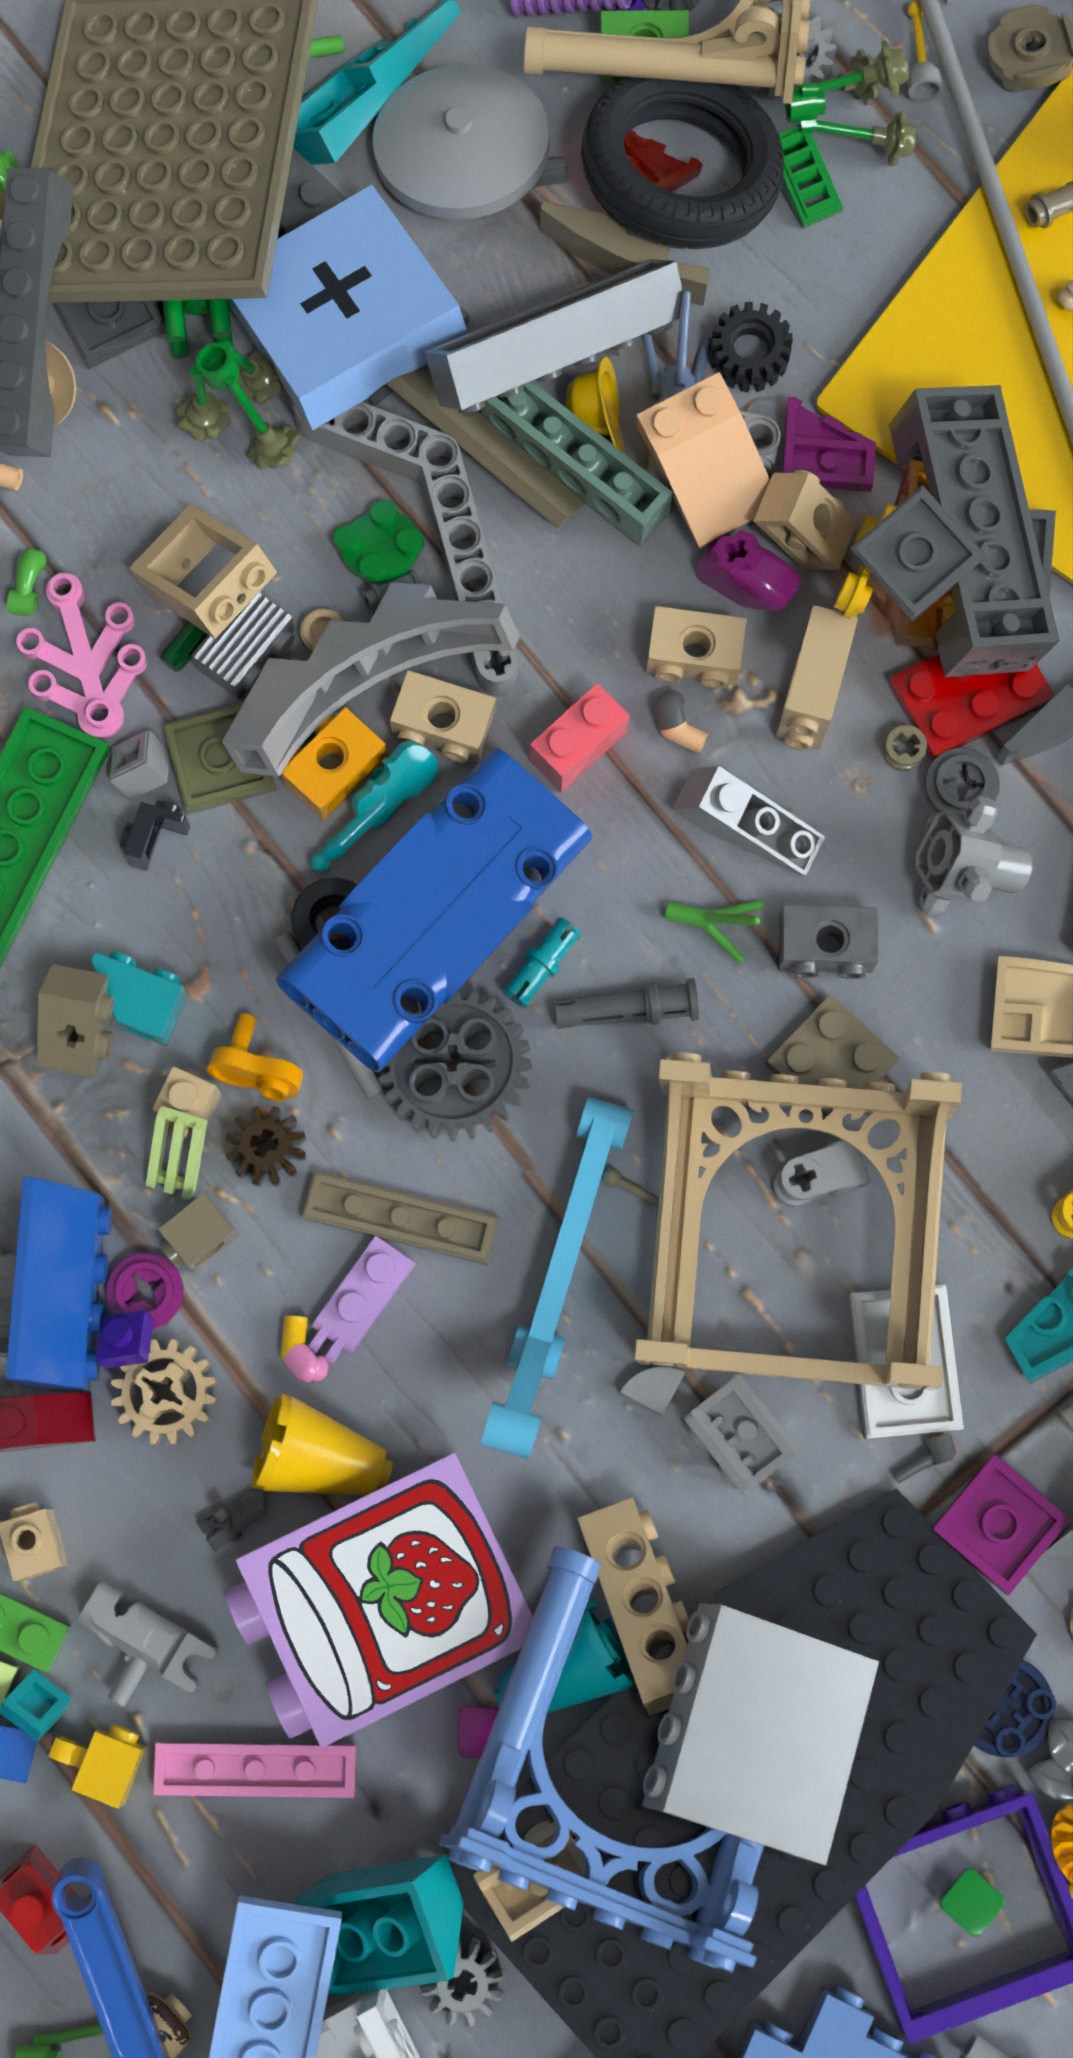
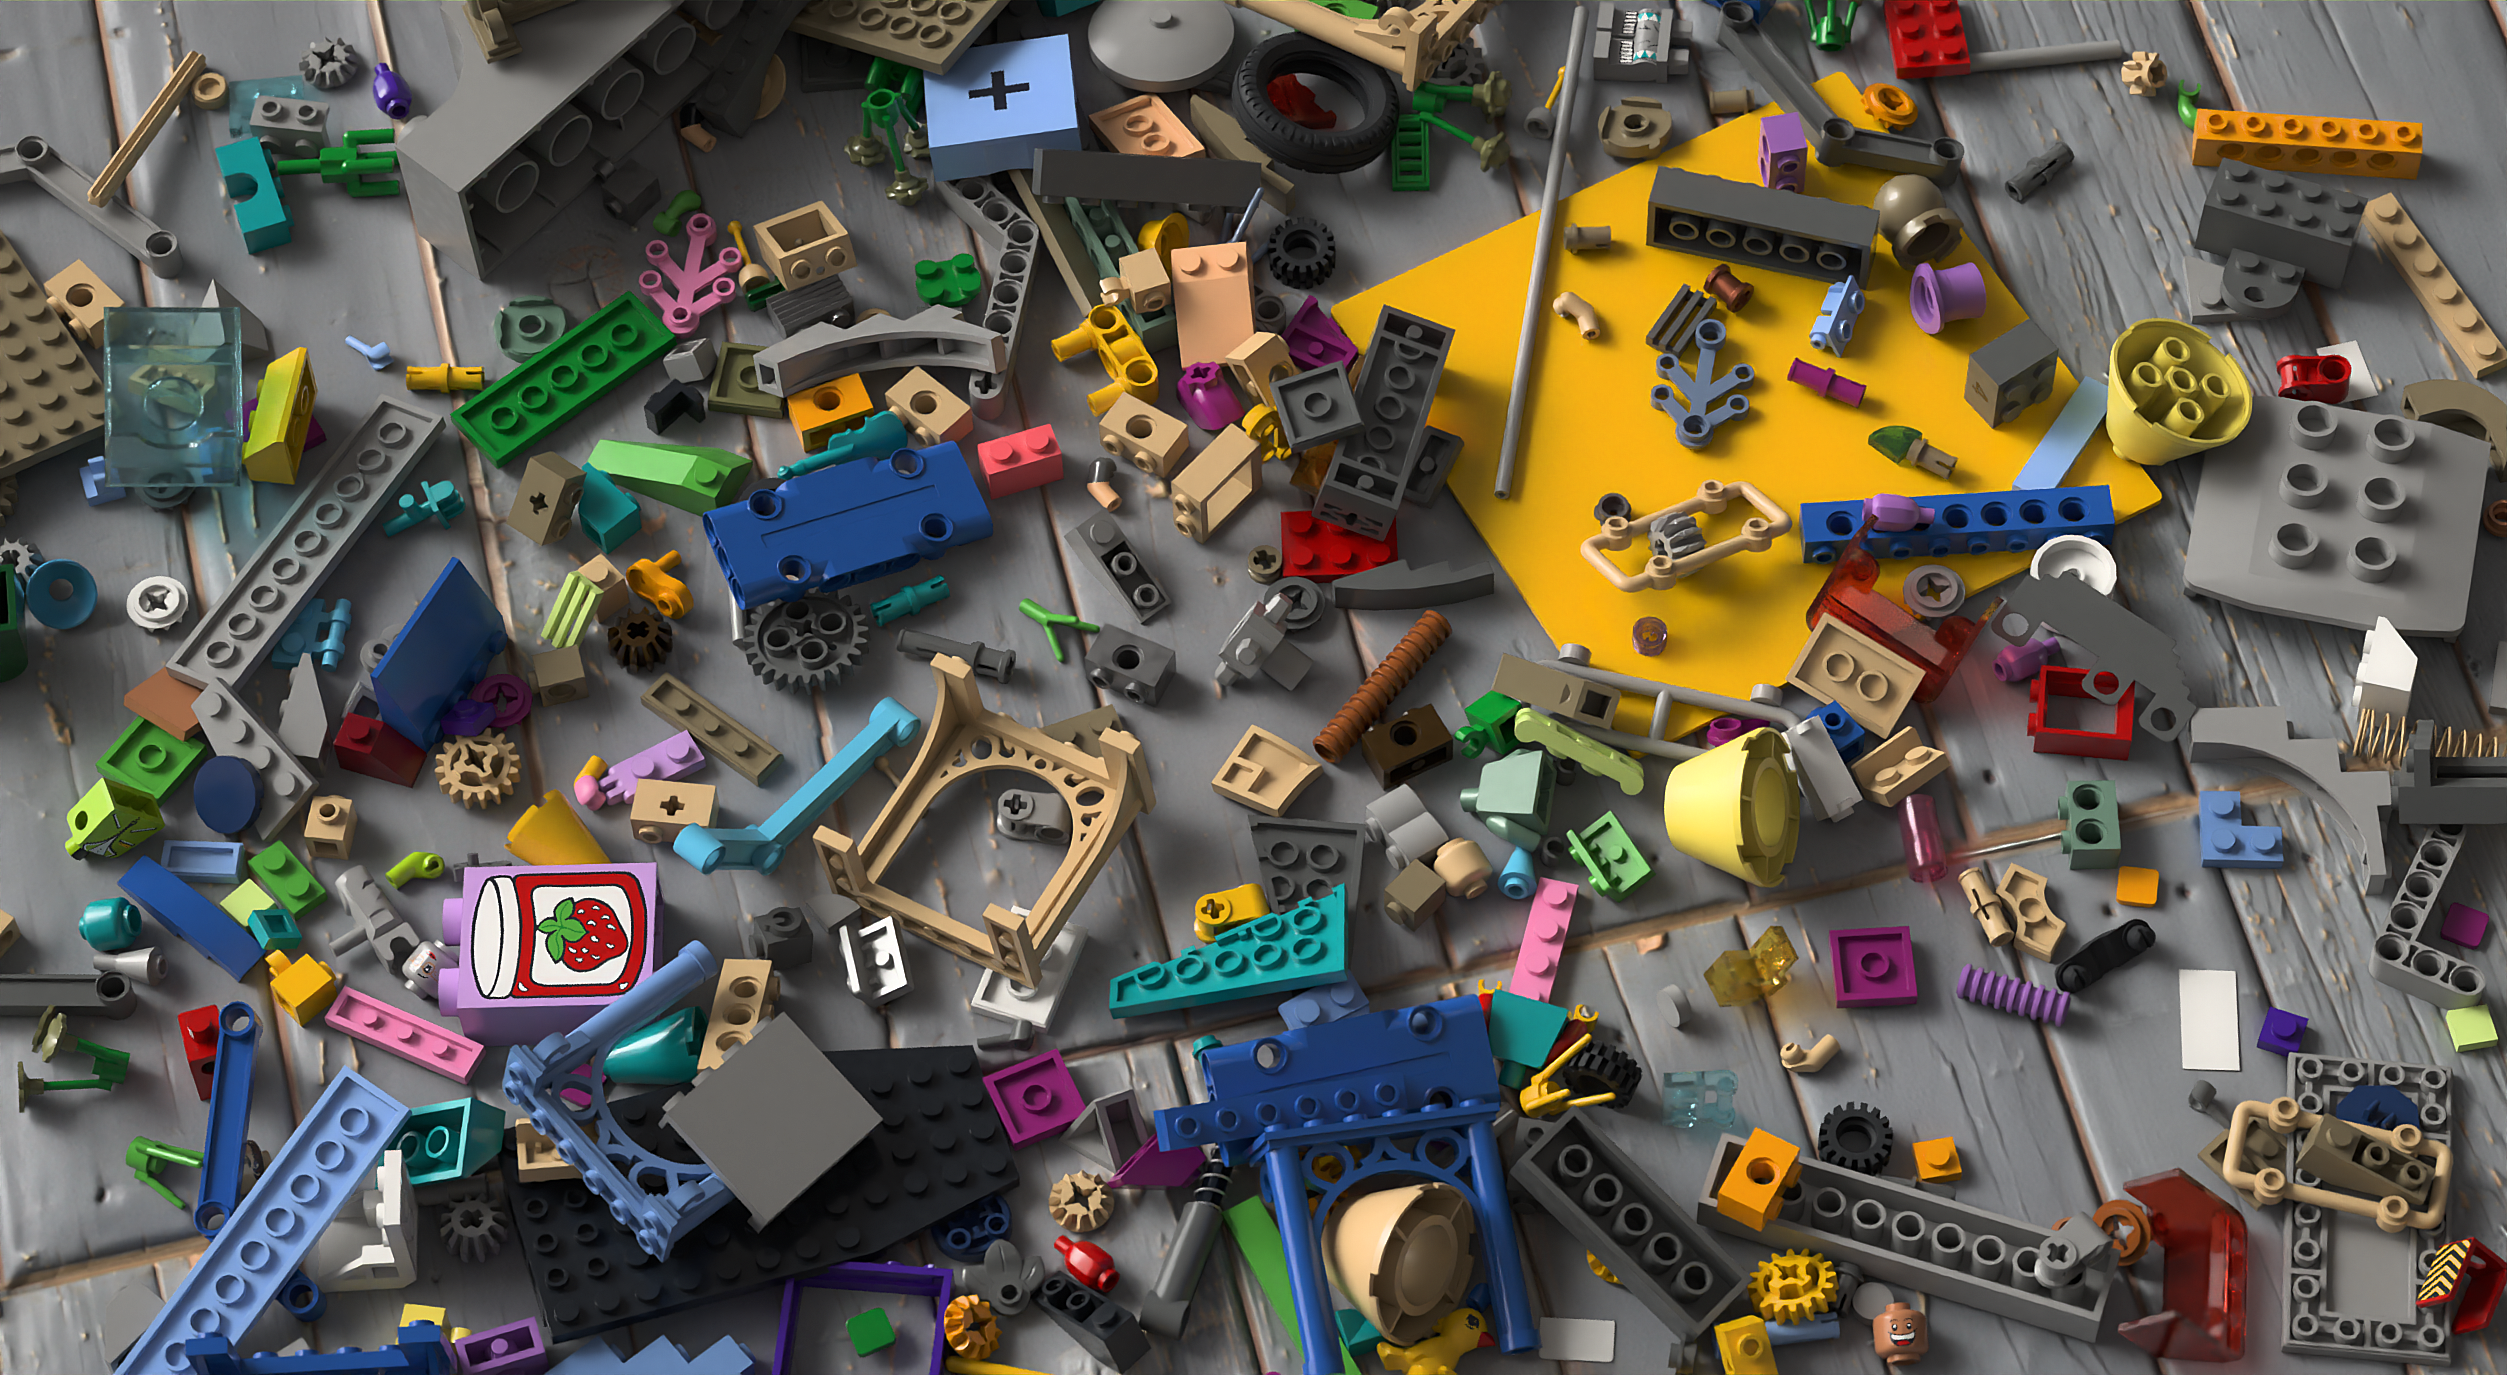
camera: 30 degrees right, 20 degrees down
(155, 628) = (751, 275): none -> tan hinge
(155, 1543) = (416, 865): none -> lime arm
(200, 911) = (674, 474): none -> bright green wedge
(242, 1675) = (424, 968): none -> light grey head
(434, 1328) = (667, 807): none -> tan brick
(510, 269) = (1145, 128): none -> light nougat plate
(620, 557) = (1120, 354): none -> yellow piece
(621, 467) = (1141, 281): none -> tan brick
(624, 1459) = (782, 937): none -> dark grey brick

